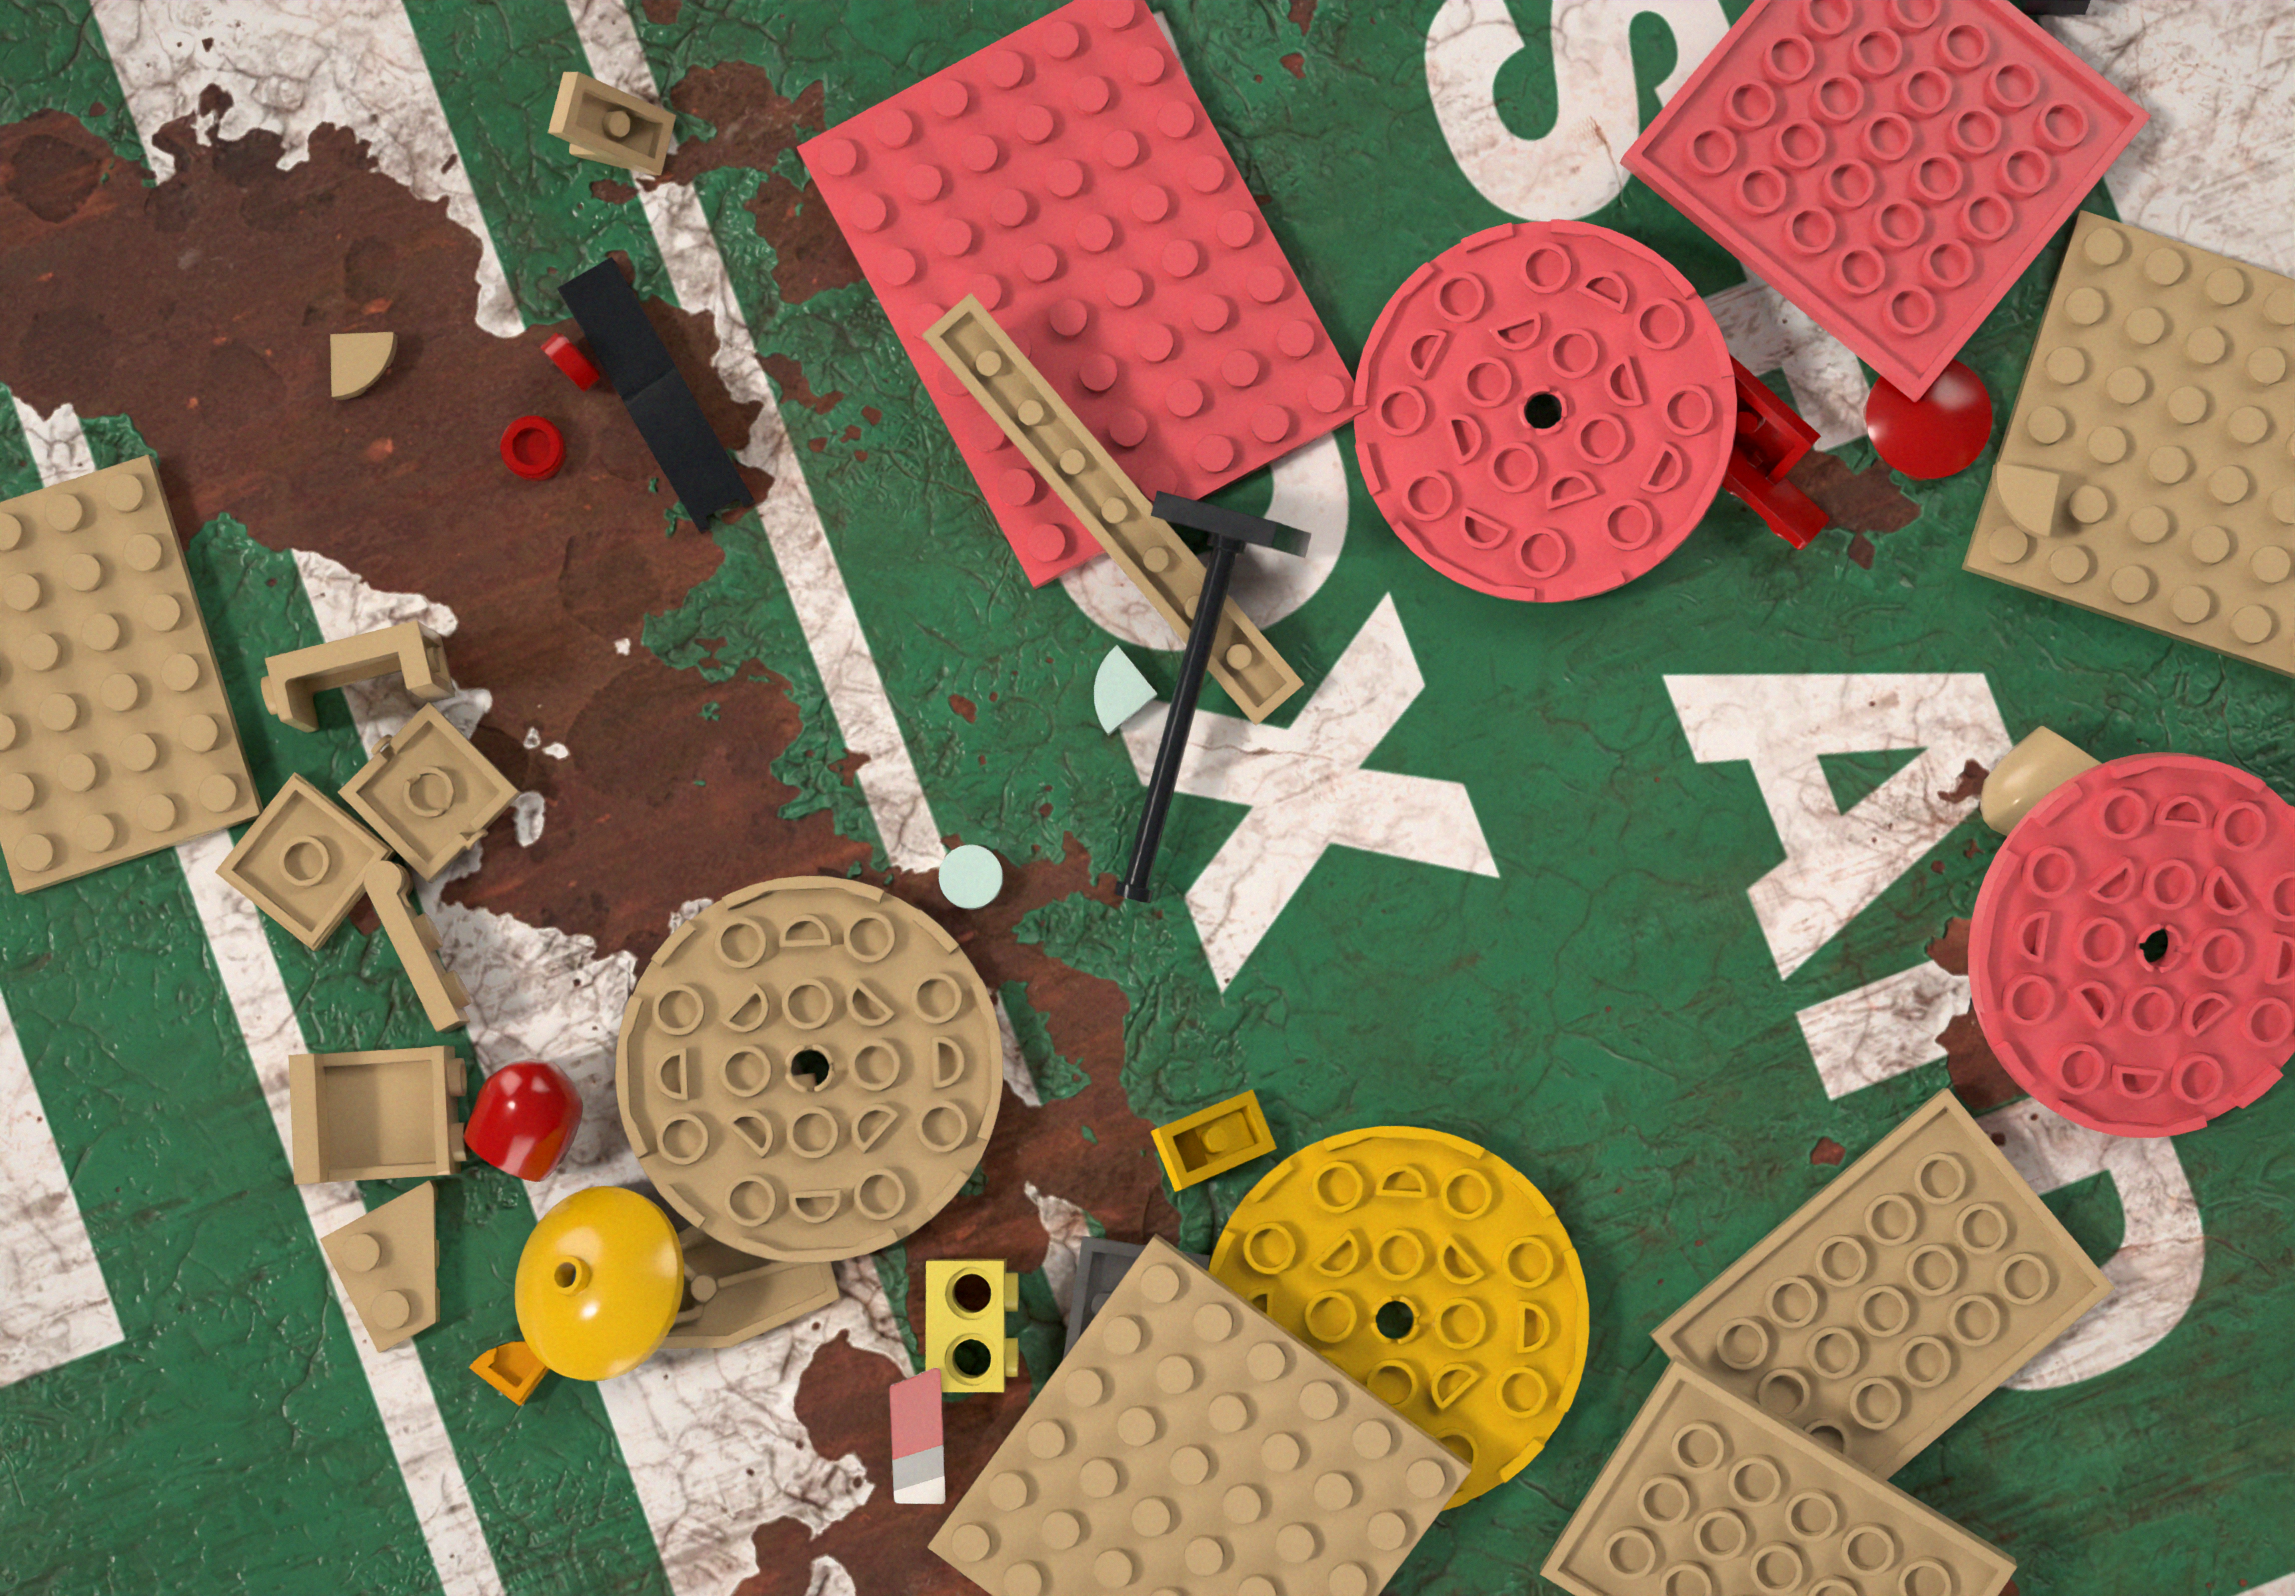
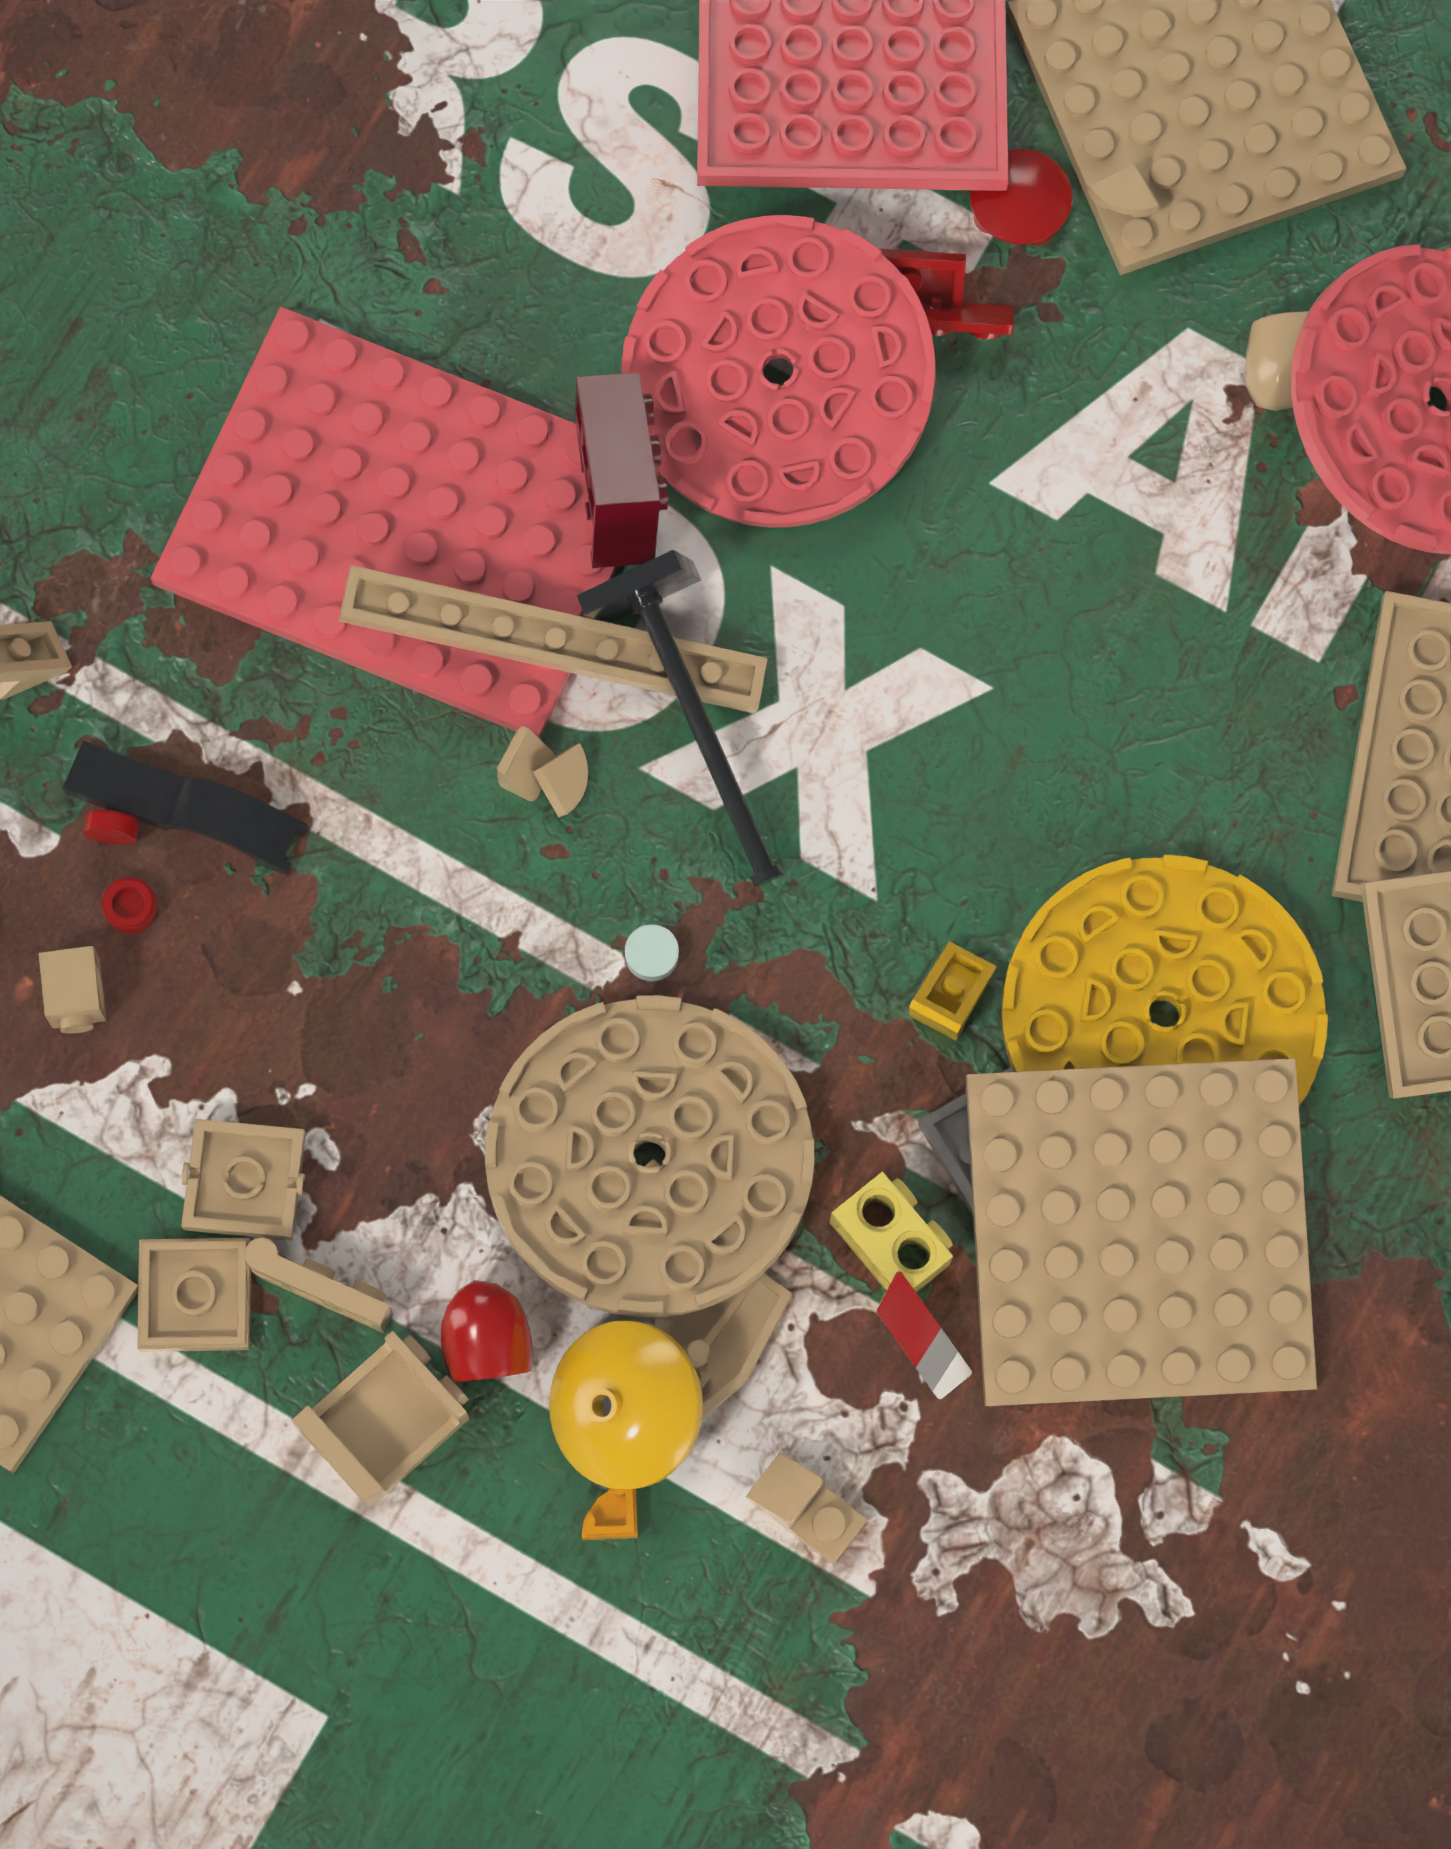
camera: 45 degrees left, 10 degrees down
(391, 1266) = (473, 1514): tan wing -> none
(395, 649) = (127, 1123): tan panel -> none
(415, 490) = (72, 989): none -> tan brick
(691, 1504) = (806, 1508): none -> tan slope
(998, 606) = (520, 759): none -> tan slope
(1023, 647) = (564, 779): none -> tan tile
(1119, 690) = (650, 758): light aqua tile -> none
(1308, 390) = (619, 468): none -> wedge

